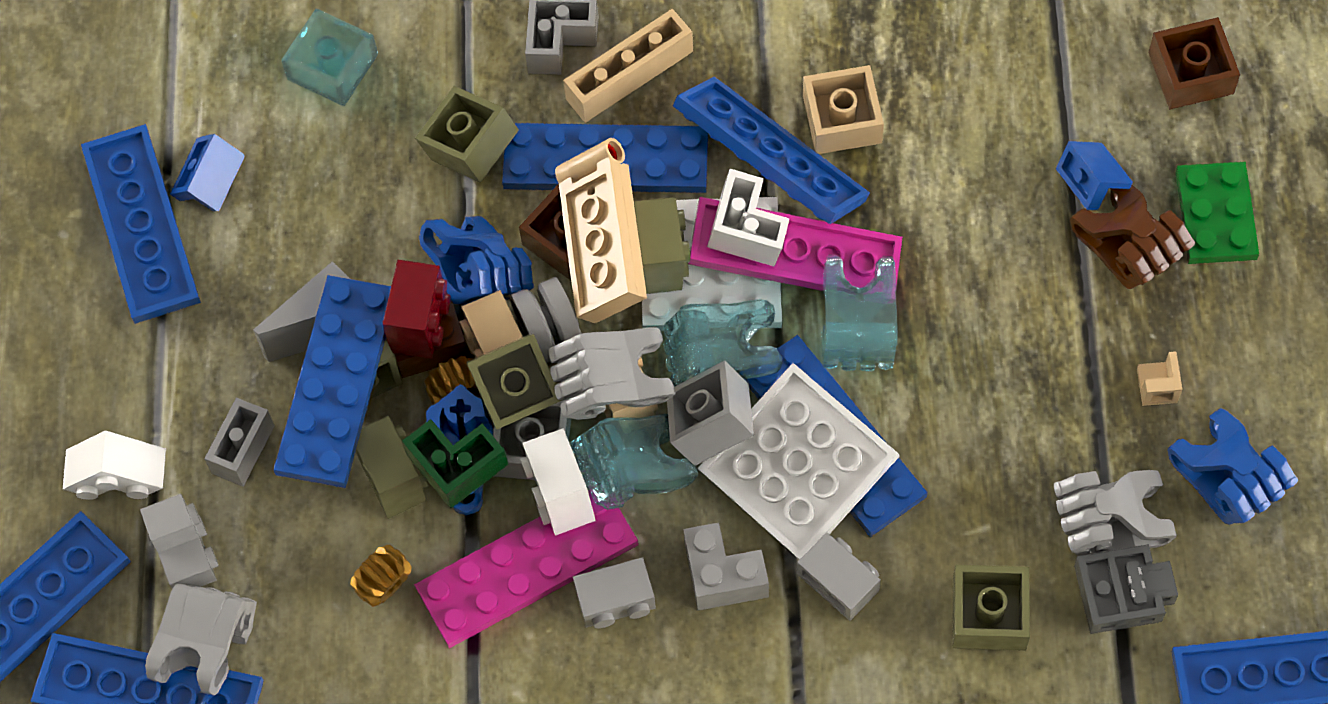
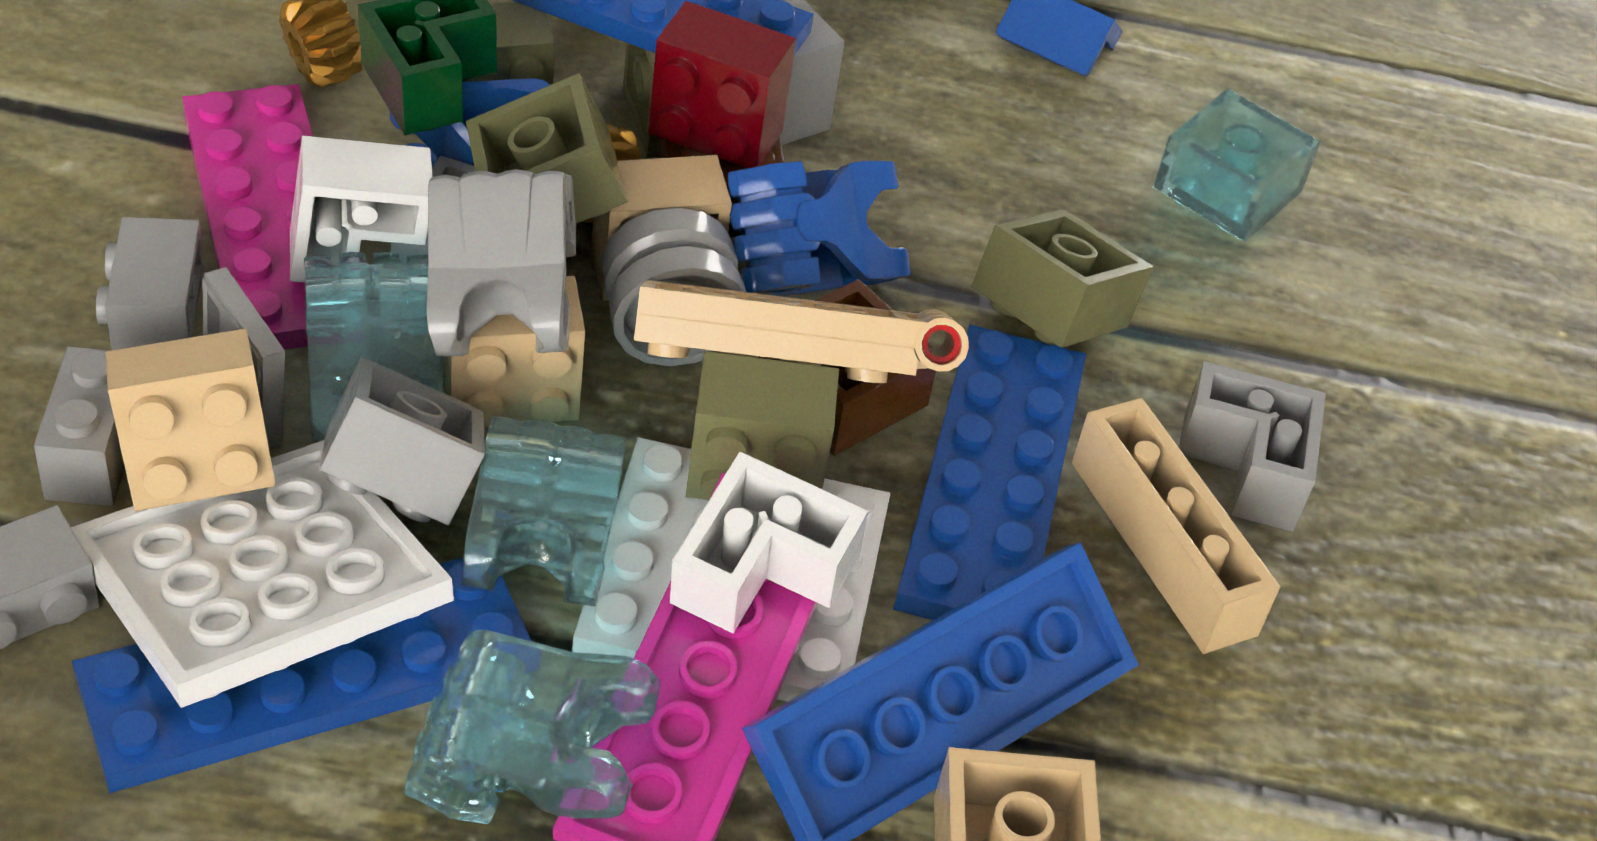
camera: 90 degrees right, 20 degrees down
(671, 514) = (230, 309): none -> light grey tile
(736, 509) = (189, 419): none -> tan brick

